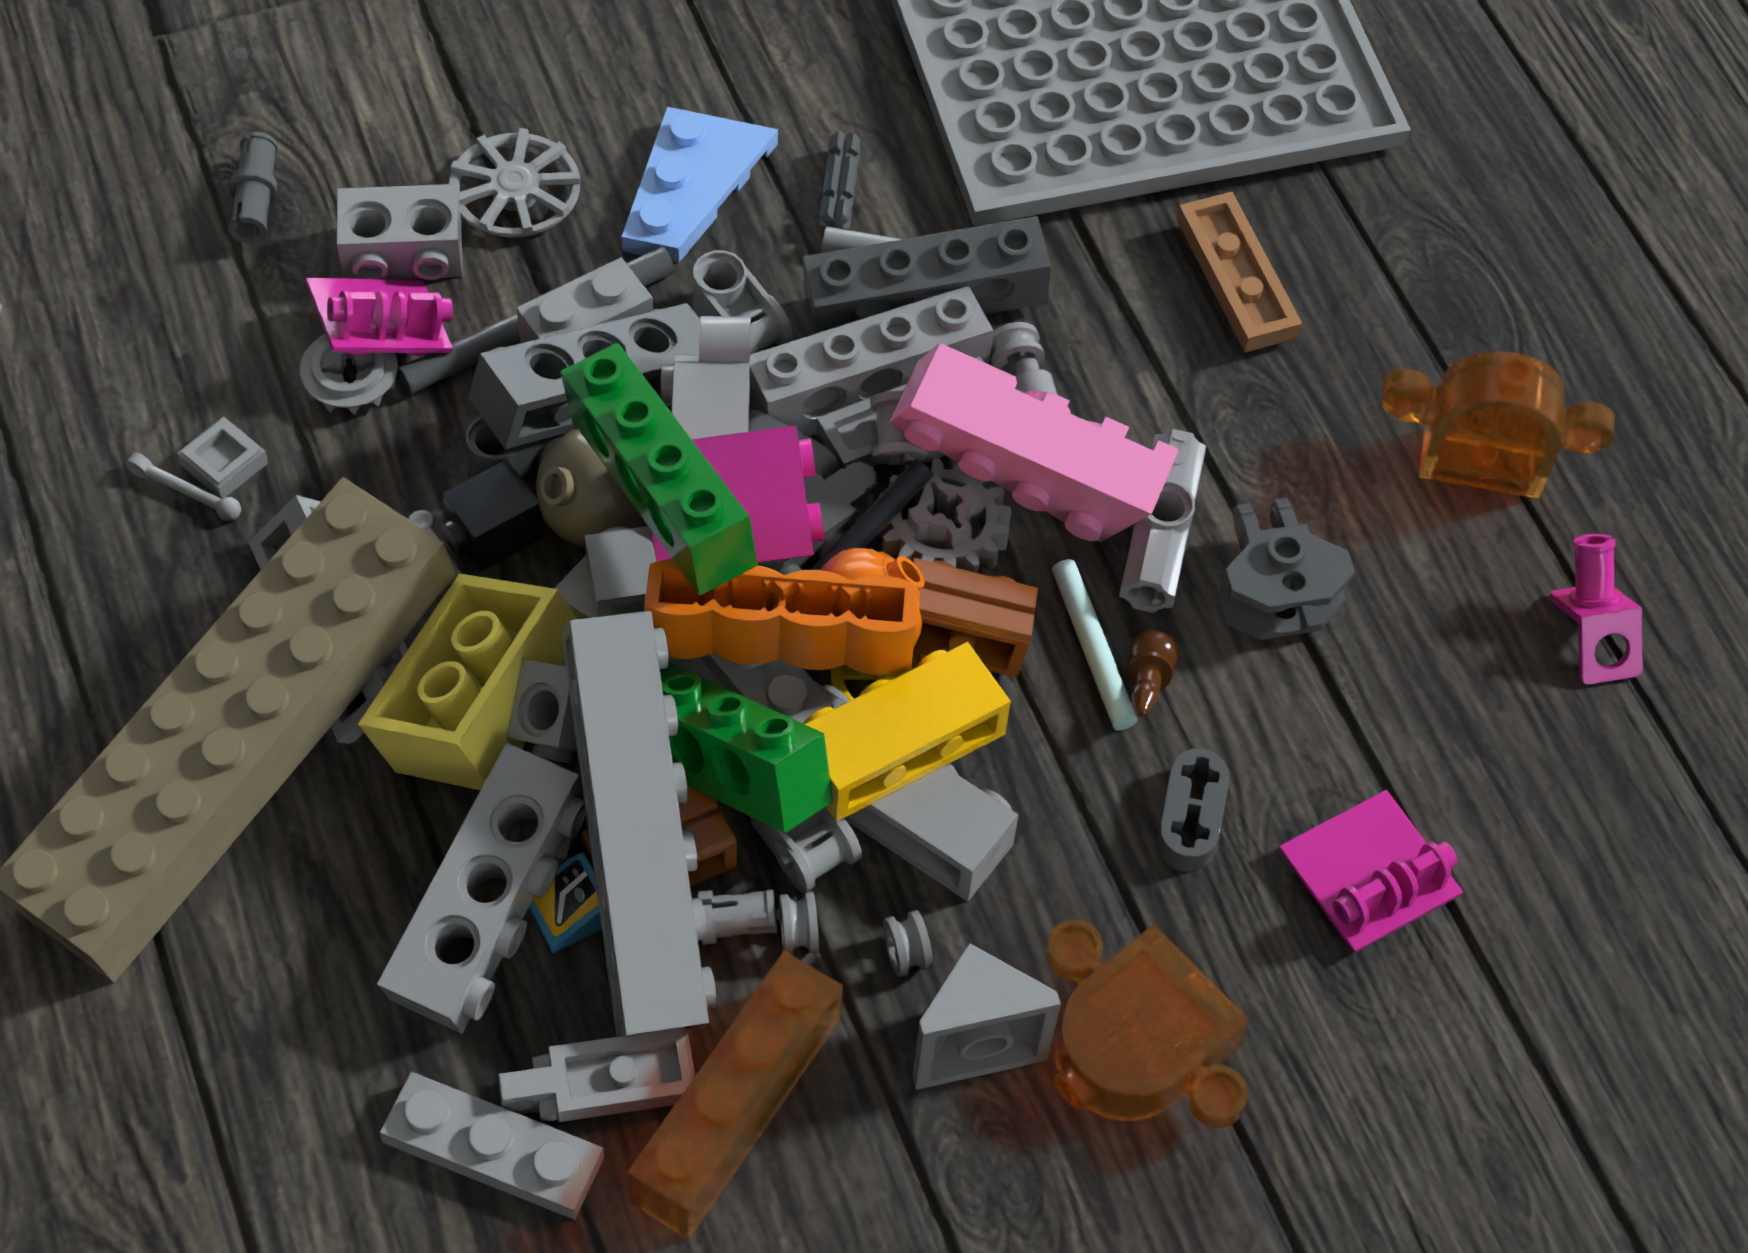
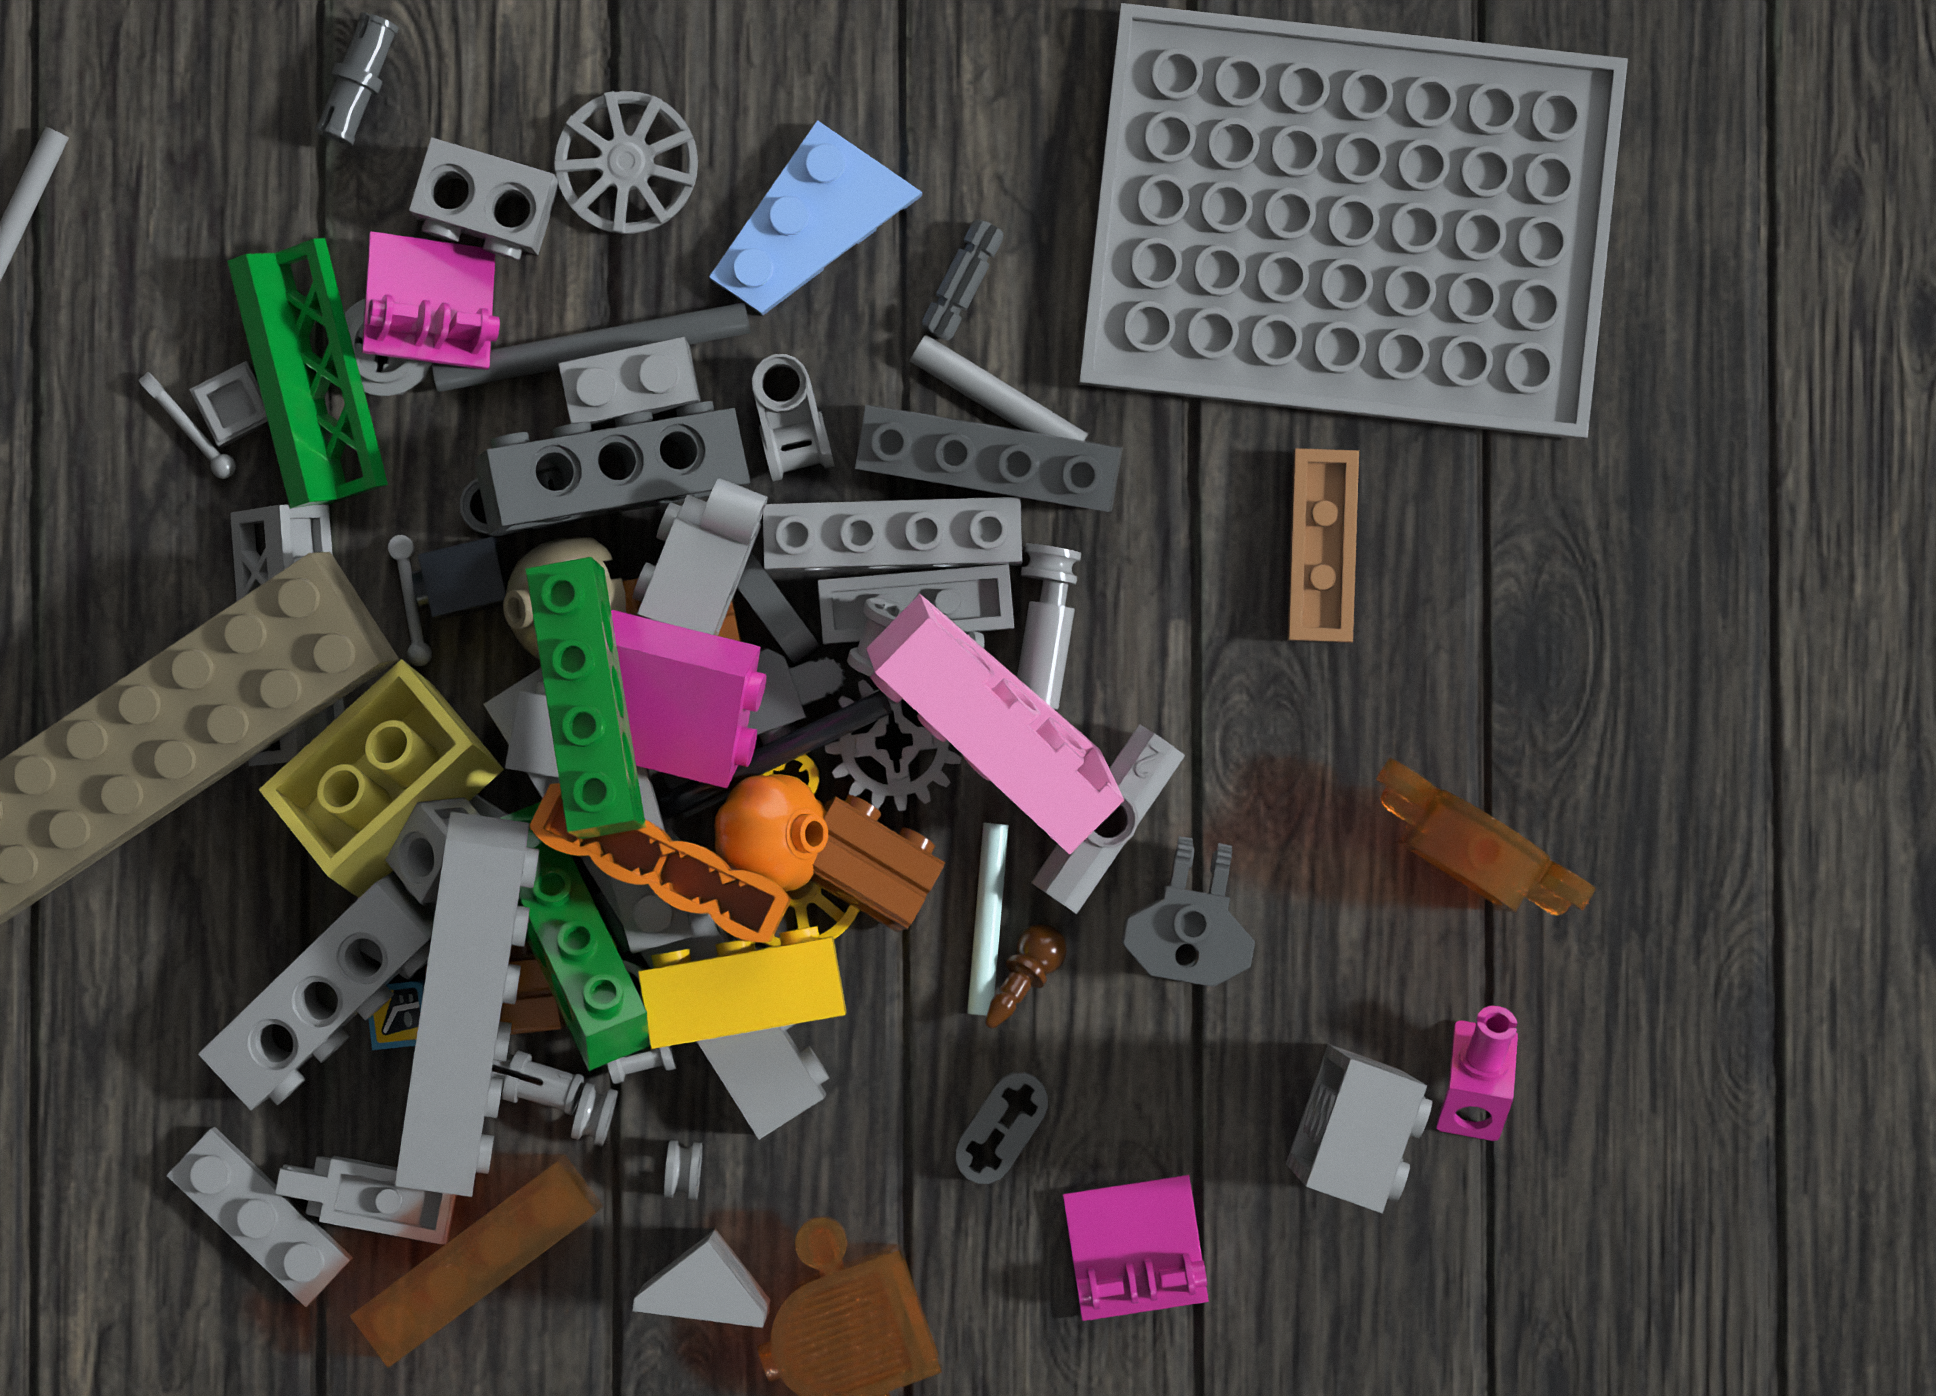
camera: 25 degrees right, 30 degrees up
(268, 410) = (297, 380): none -> green fence
(1528, 634) = (1358, 1129): none -> light grey brick

